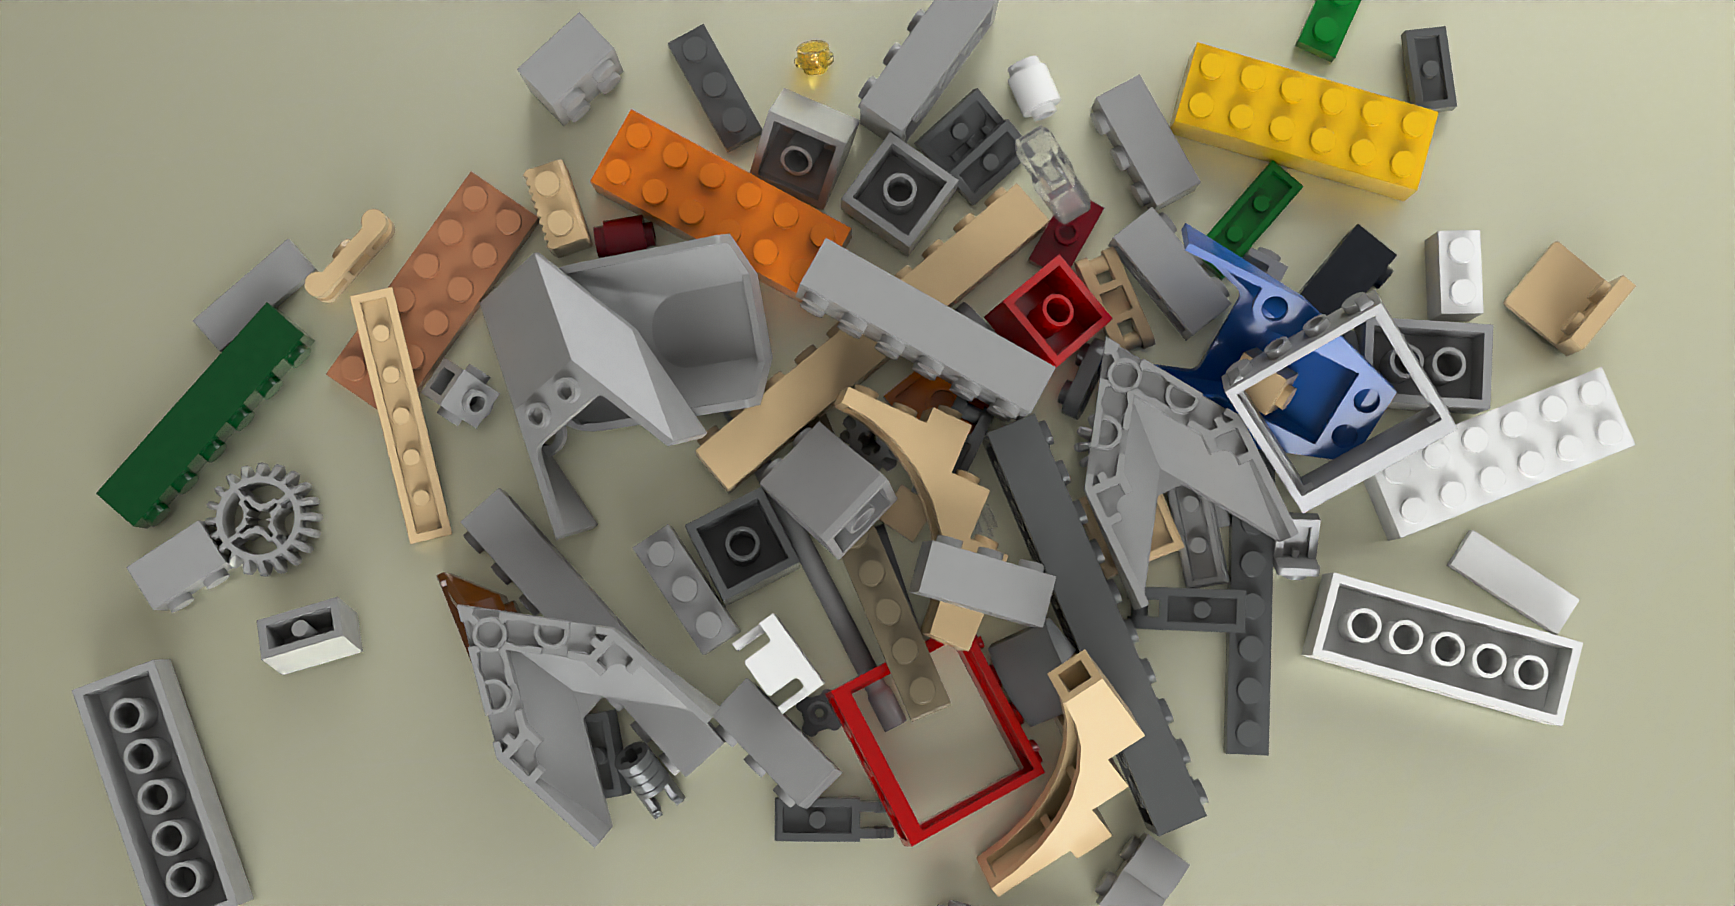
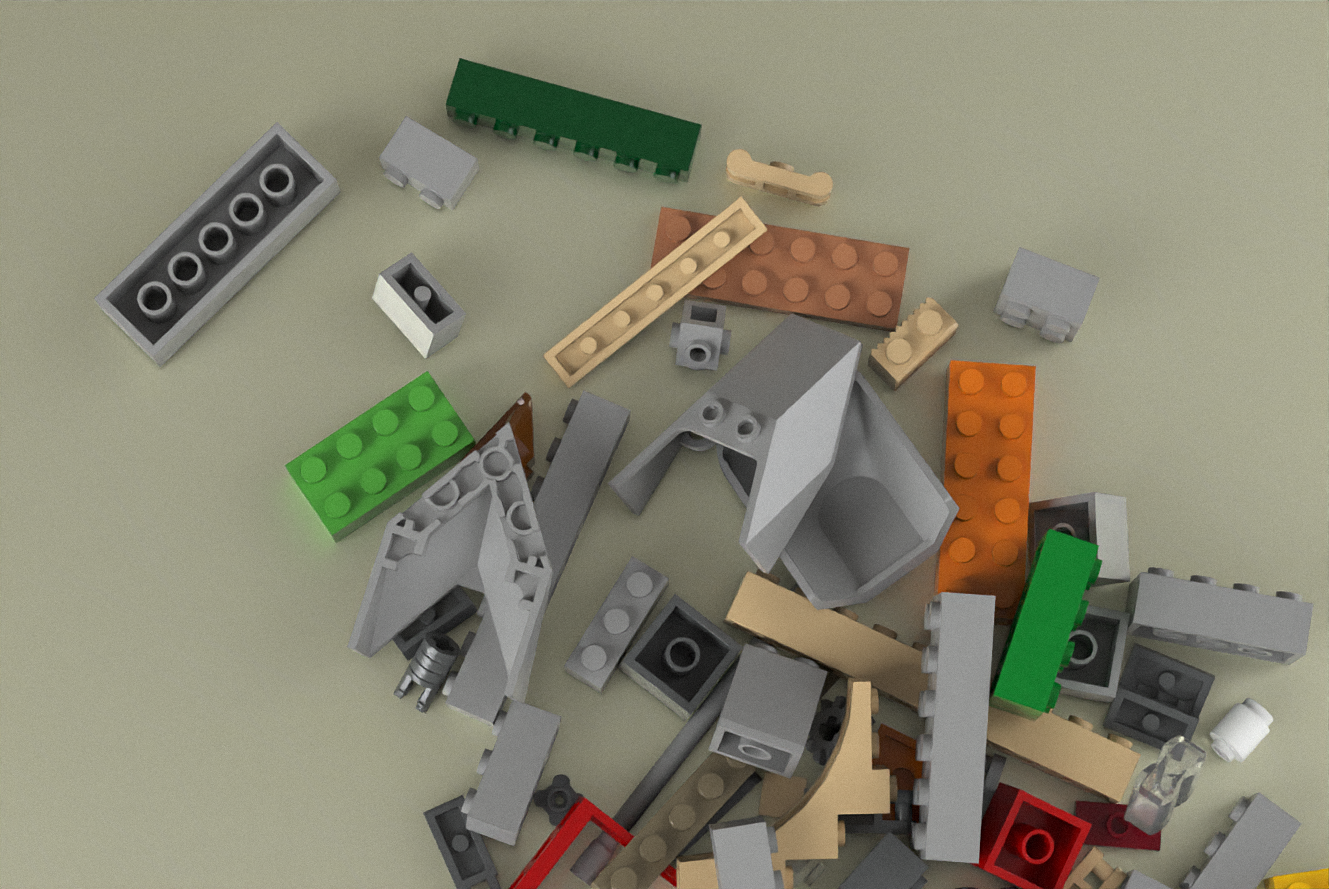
camera: 65 degrees right, 5 degrees down
(268, 282) = (719, 115): light grey tile -> none
(279, 509) = (518, 224): light grey gear -> none
(433, 734) = (381, 456): none -> bright green brick
(624, 236) = (915, 415): dark red brick -> none
(715, 88) = (1096, 434): dark grey plate -> none
(779, 661) = (589, 740): white panel -> none
(814, 57) = (1169, 511): clear yellow plate -> none
(867, 208) = (1042, 625): none -> green brick

